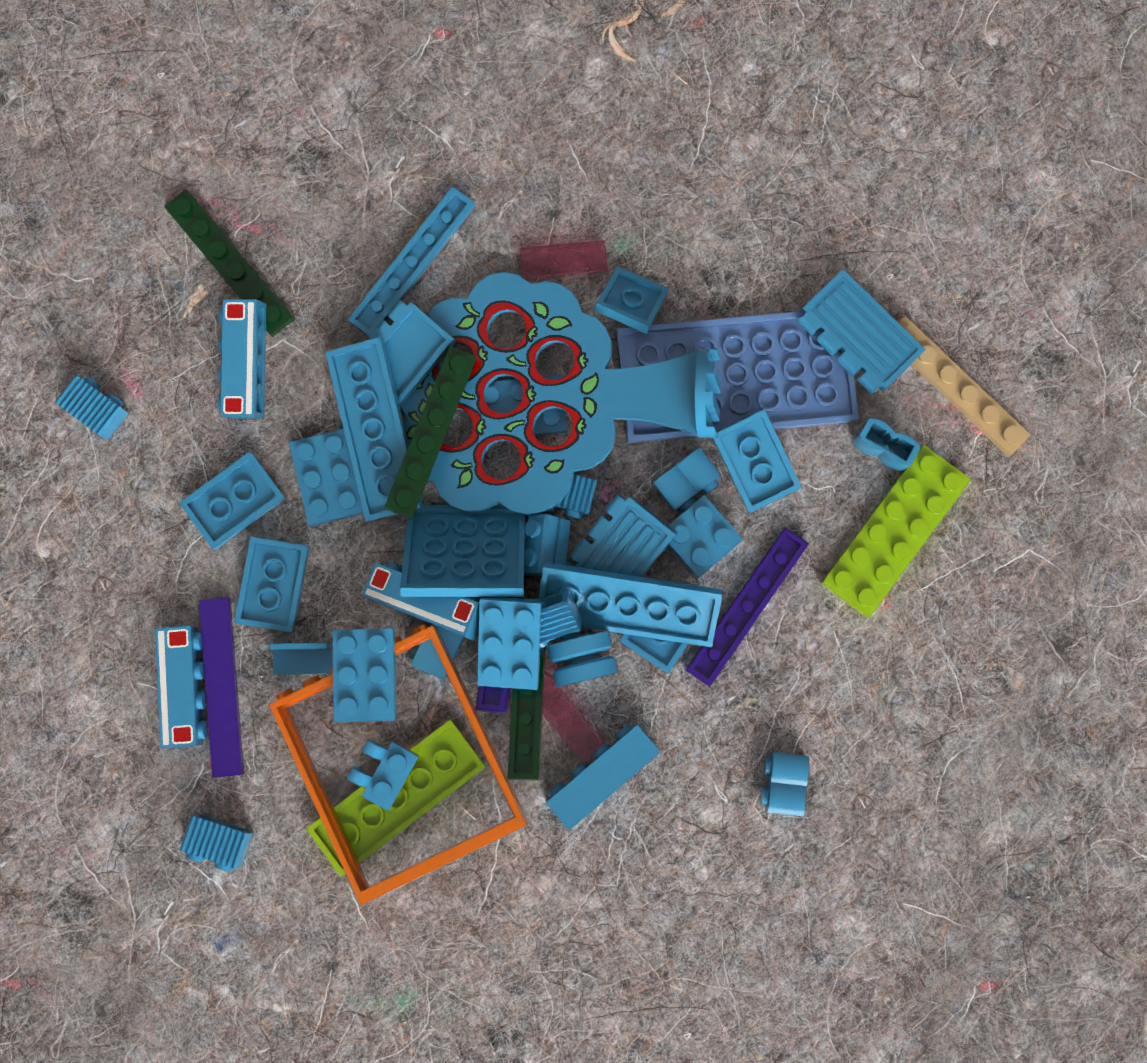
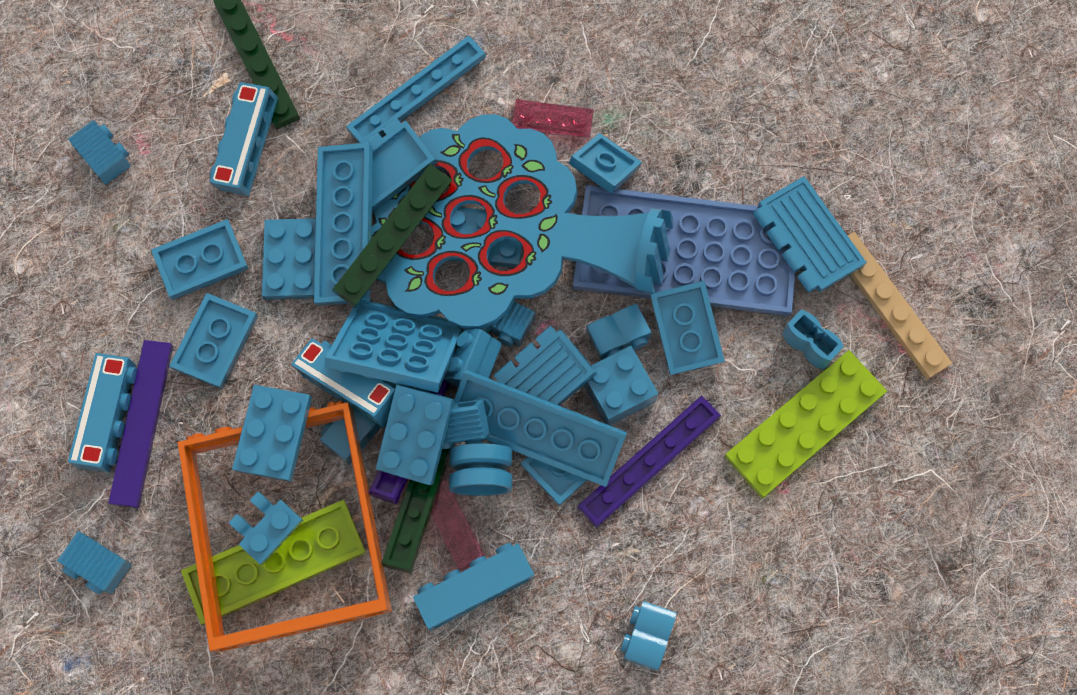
camera: 15 degrees right, 10 degrees down
(302, 658) = (219, 410): dark azure panel -> none

